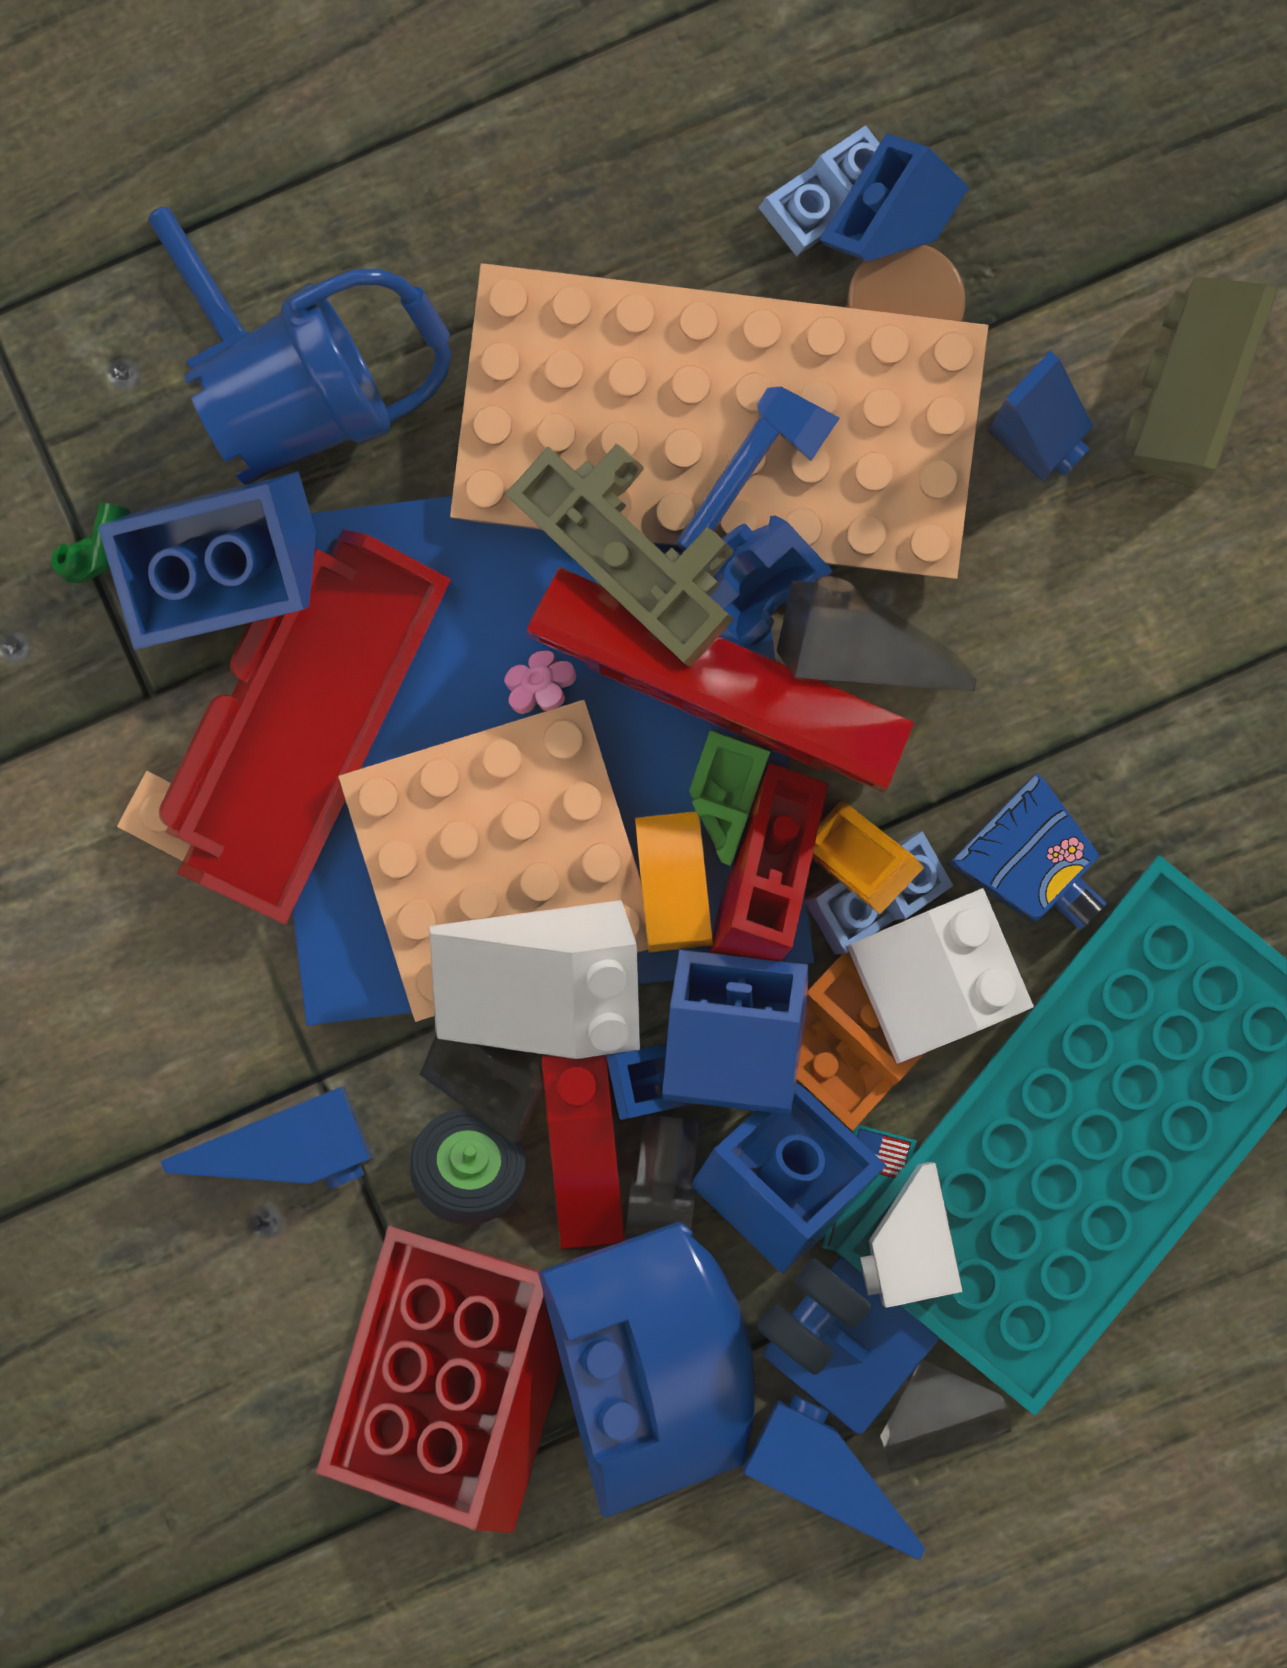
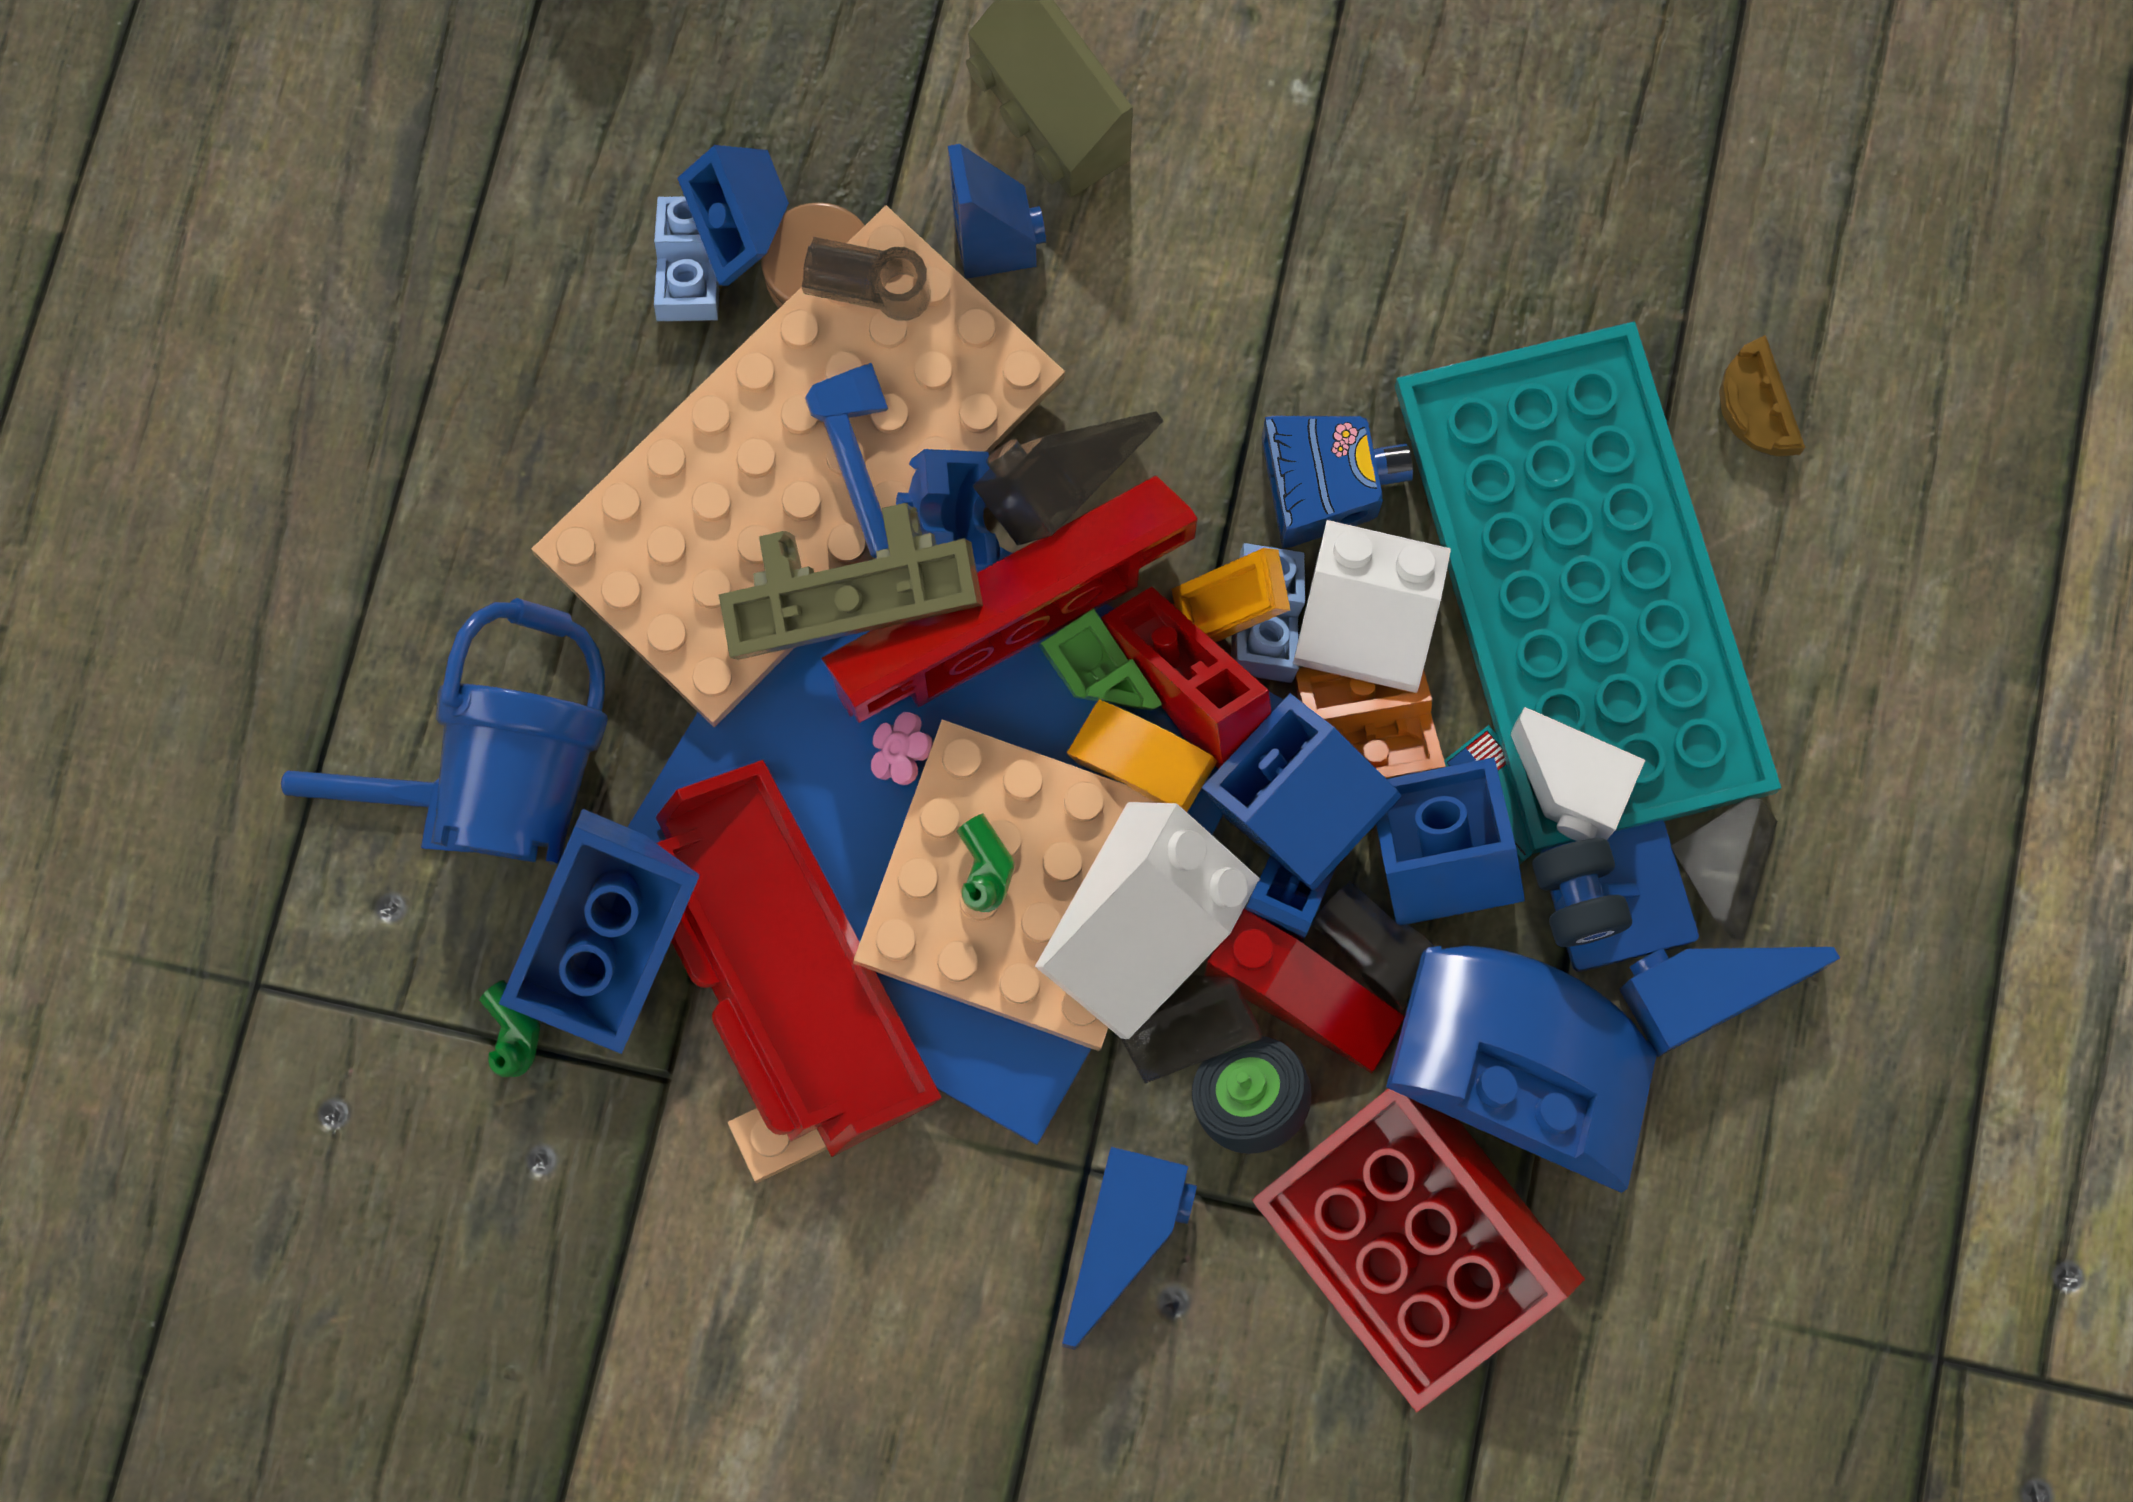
camera: 50 degrees left, 10 degrees down
(486, 831) = (991, 867): none -> green arm
(902, 356) = (860, 277): none -> clear smoke piece

